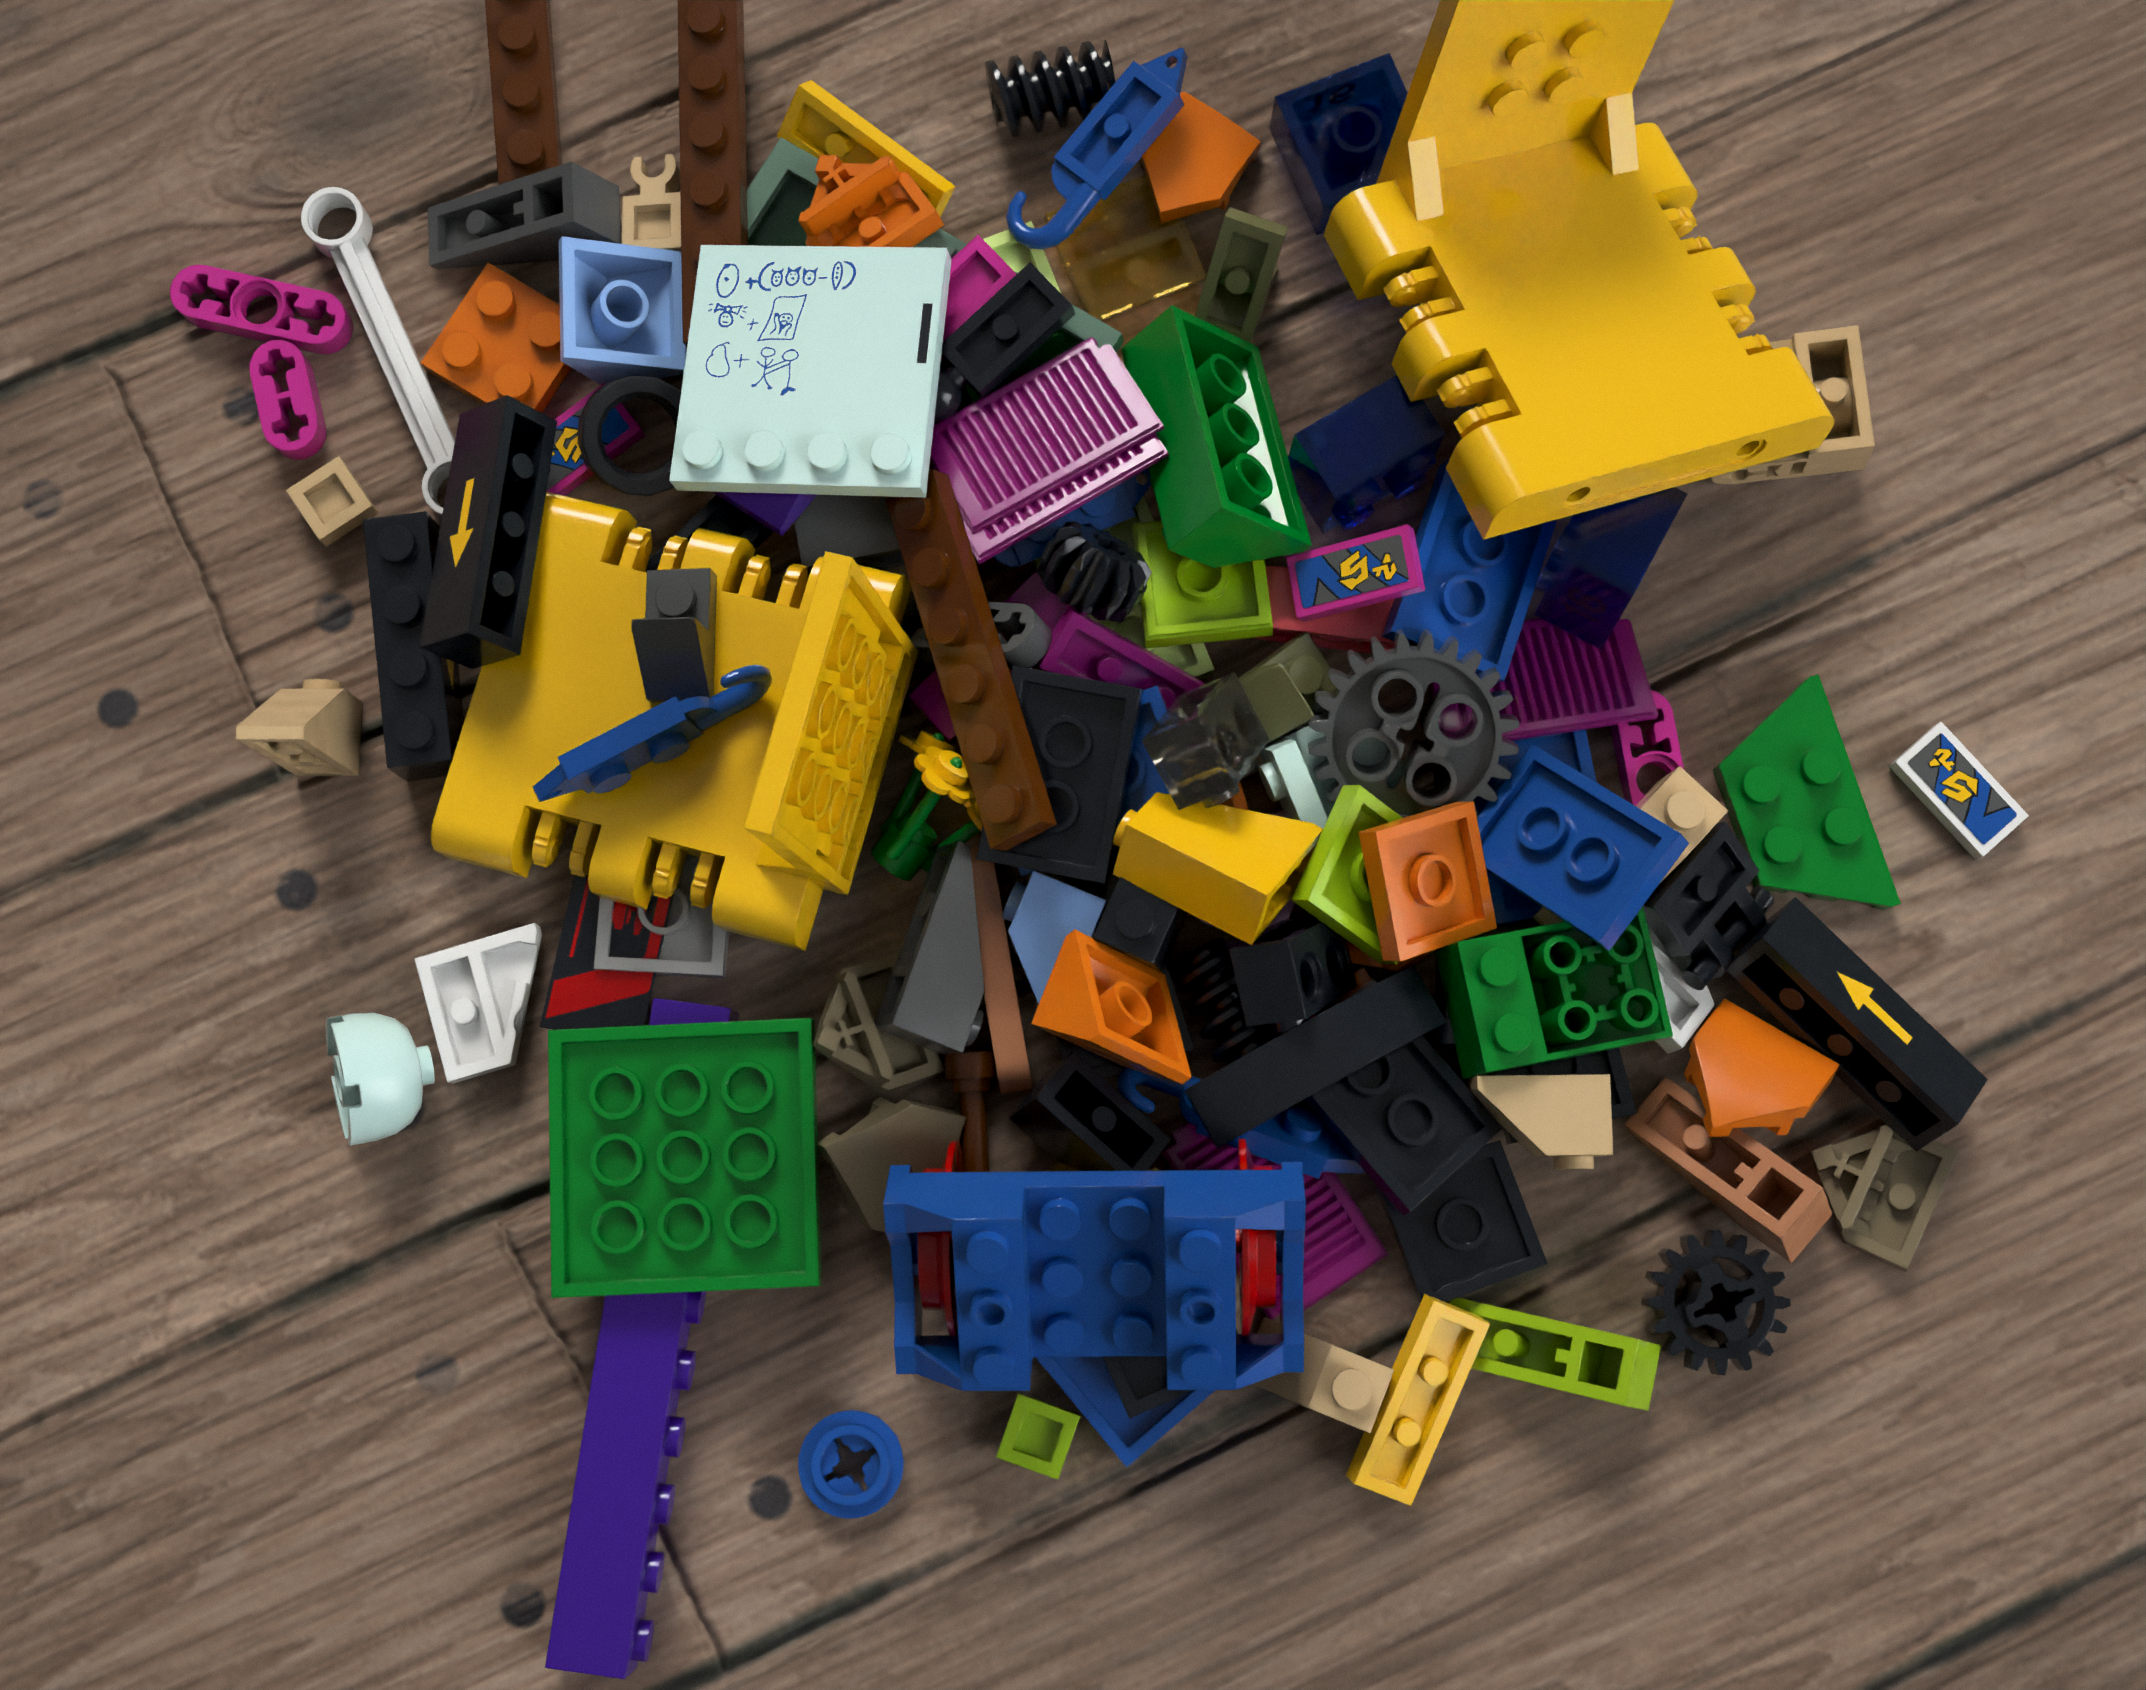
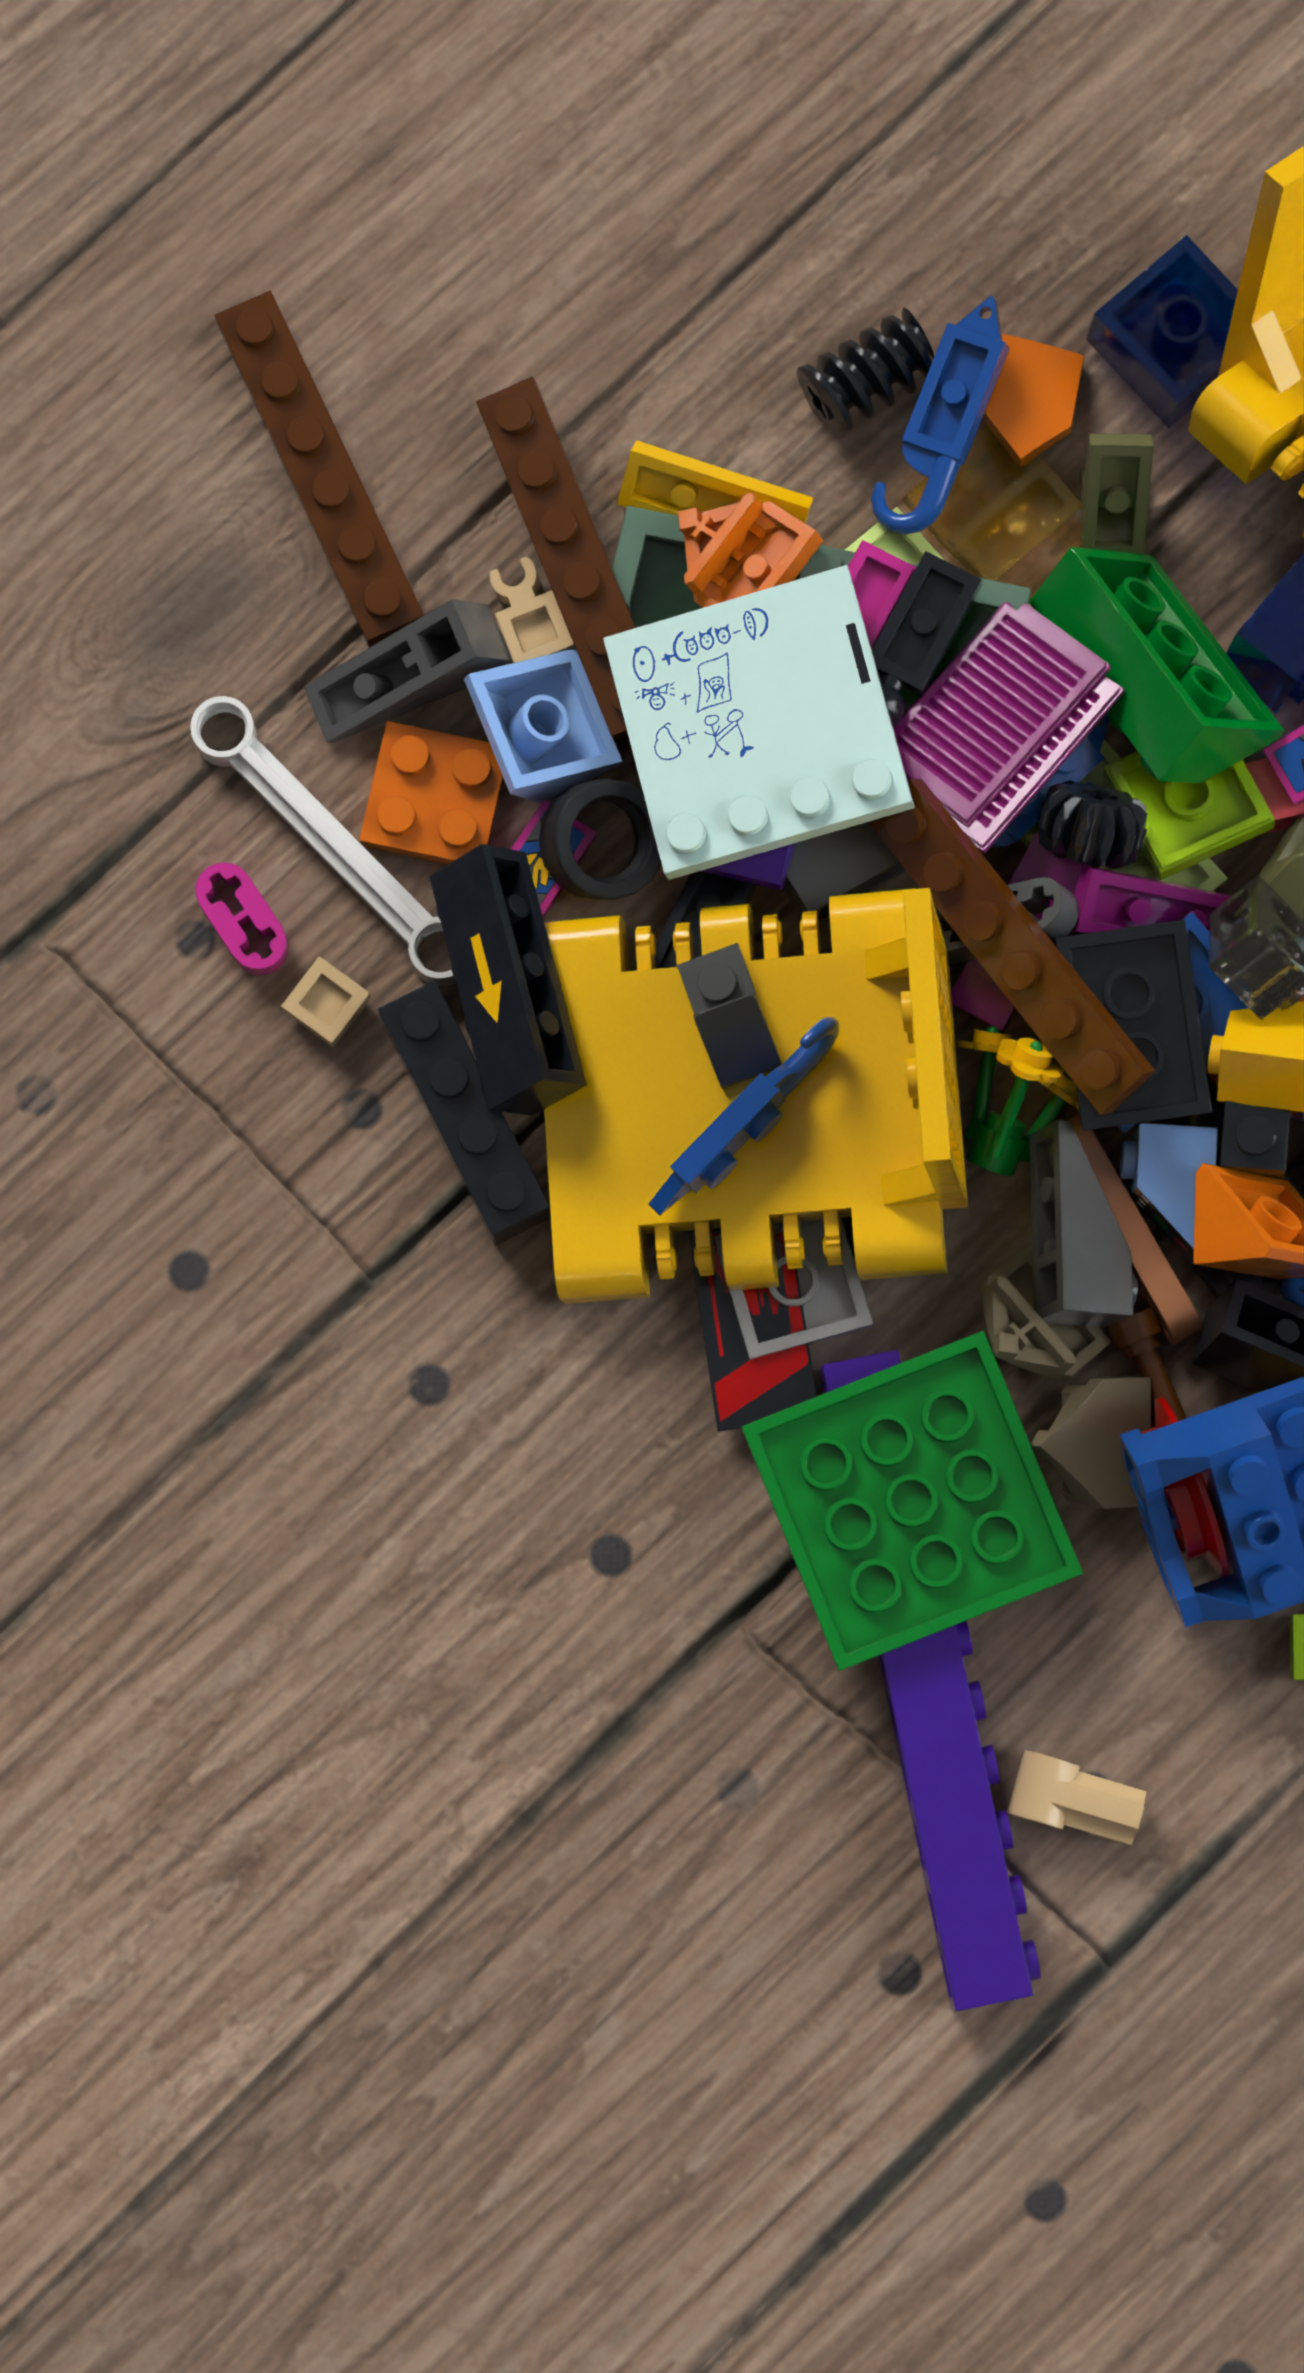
camera: 20 degrees left, 0 degrees up
(242, 290) = (137, 858): dark pink beam -> none
(307, 729) = (400, 1223): tan slope -> none
(376, 1074) = (584, 1529): light aqua cylinder -> none
(480, 1000) = (650, 1426): white wing -> none
(729, 1488) = (1061, 1796): none -> tan piece
(843, 1495) = (1190, 1732): blue gear -> none

